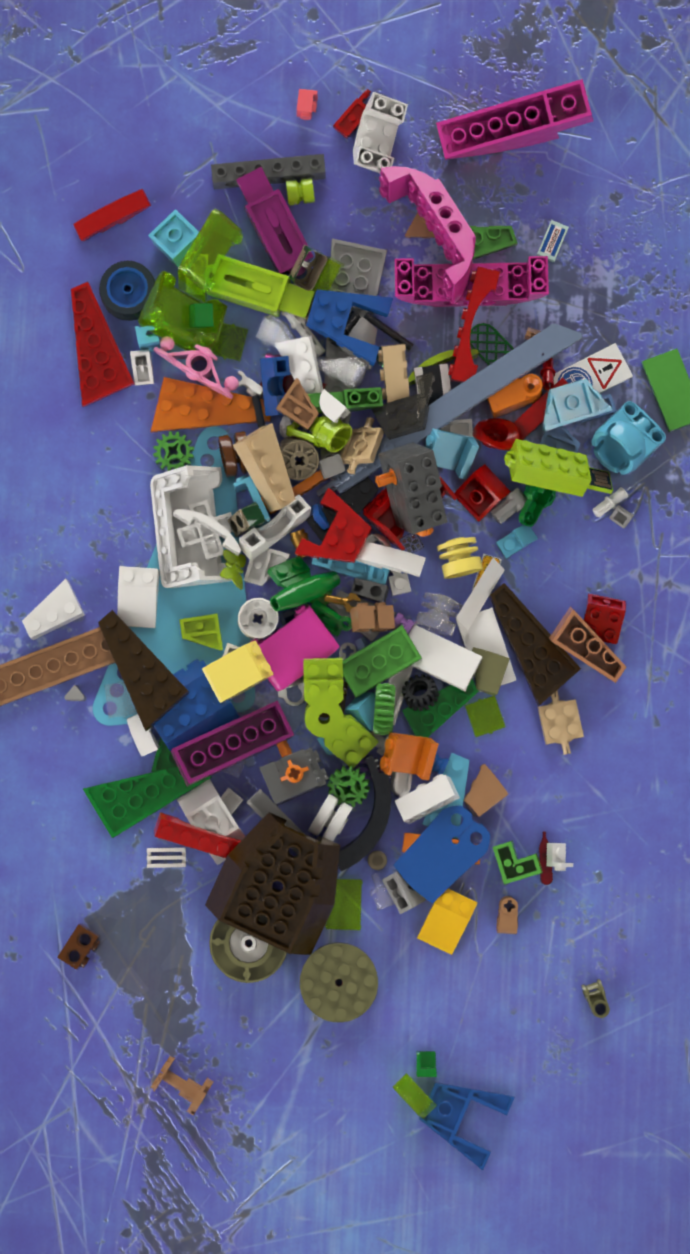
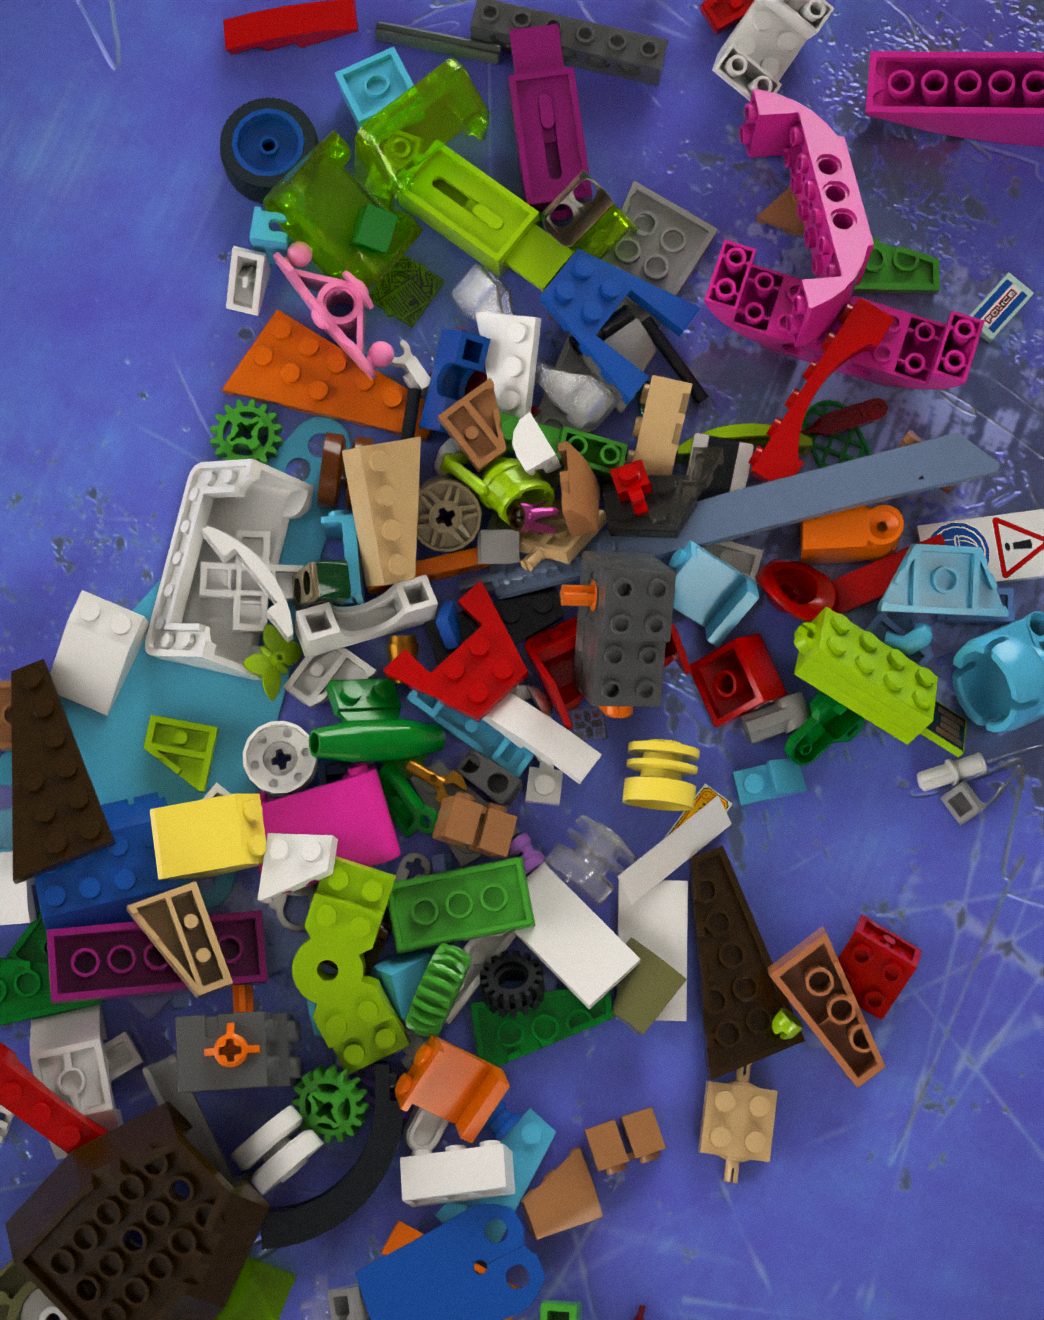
camera: 20 degrees right, 5 degrees down
(98, 356) = (183, 240): red wing -> none
(196, 195) = (437, 42): none -> dark grey axle
(246, 727) = (184, 937): none -> tan wedge
(287, 669) = (294, 862): none -> white wing
(298, 323) = (527, 298): white pin -> none
(300, 191) = (608, 89): lime wheel -> none
(341, 447) = (523, 517): none -> flat silver piece
(364, 422) = (579, 492): none -> medium nougat slope
(377, 860) = (334, 1251): dark tan tile -> none
(391, 409) = (632, 484): none -> red plate
(485, 716) = (610, 1064): clear neon green piece -> none
(492, 330) = (848, 418): none -> dark red piece
(515, 747) = (642, 1136): none -> medium nougat piece
(547, 374) = (918, 518): red axle -> none
(567, 440) = (912, 641): none -> medium azure arm
(568, 663) = (787, 1024): none -> lime hinge

